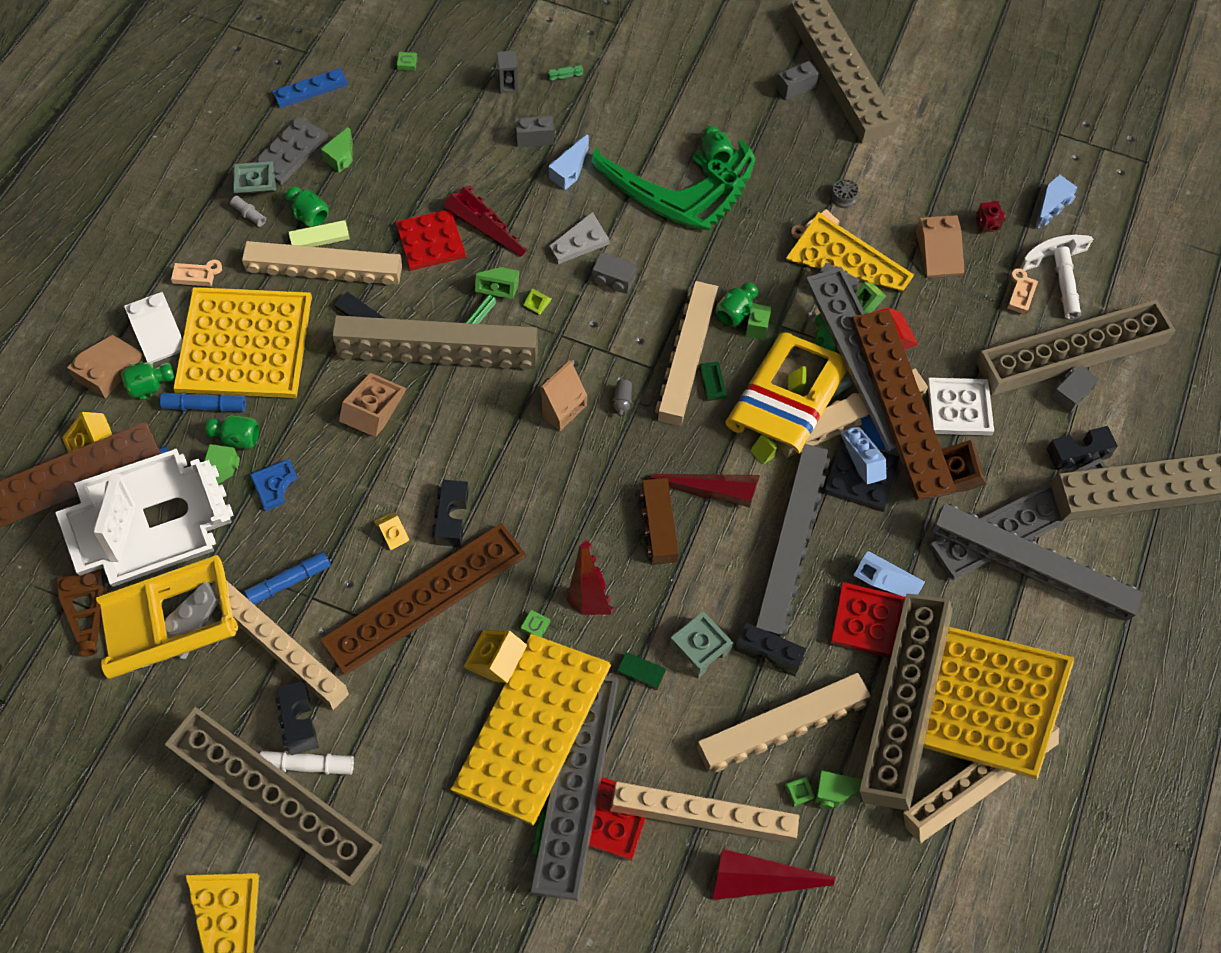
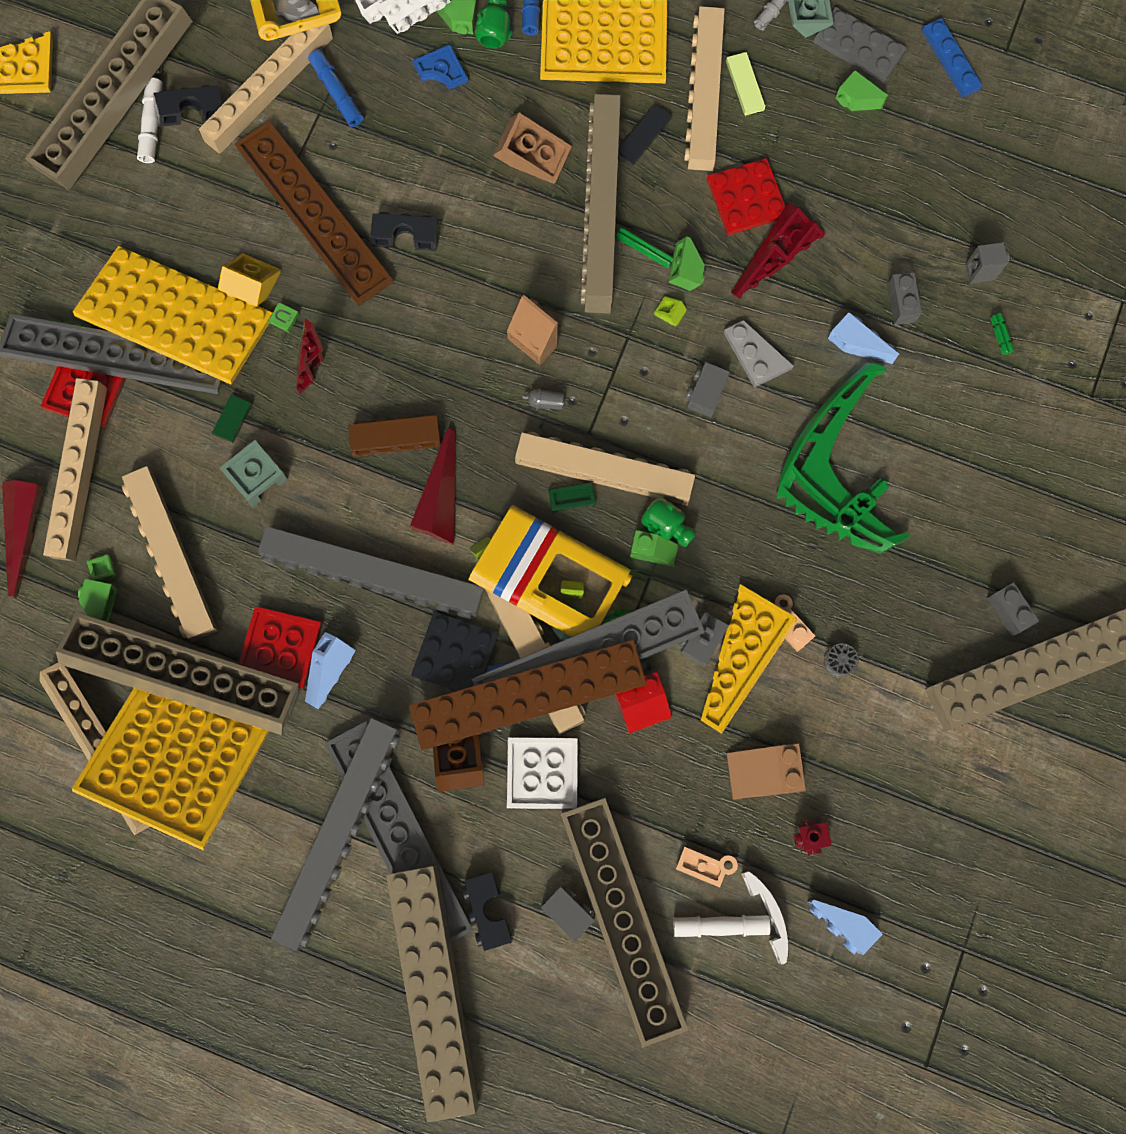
camera: 90 degrees right, 15 degrees up
(307, 206) = (778, 65): green piece -> none
(392, 530) = (386, 176): yellow bracket -> none
(407, 61) = (1002, 157): bright green tile -> none
(716, 145) = (897, 505): green piece -> none
(784, 653) = (239, 554): black arch -> none
(865, 455) = (469, 651): light blue slope -> none
(869, 296) = (680, 670): bright green slope -> none

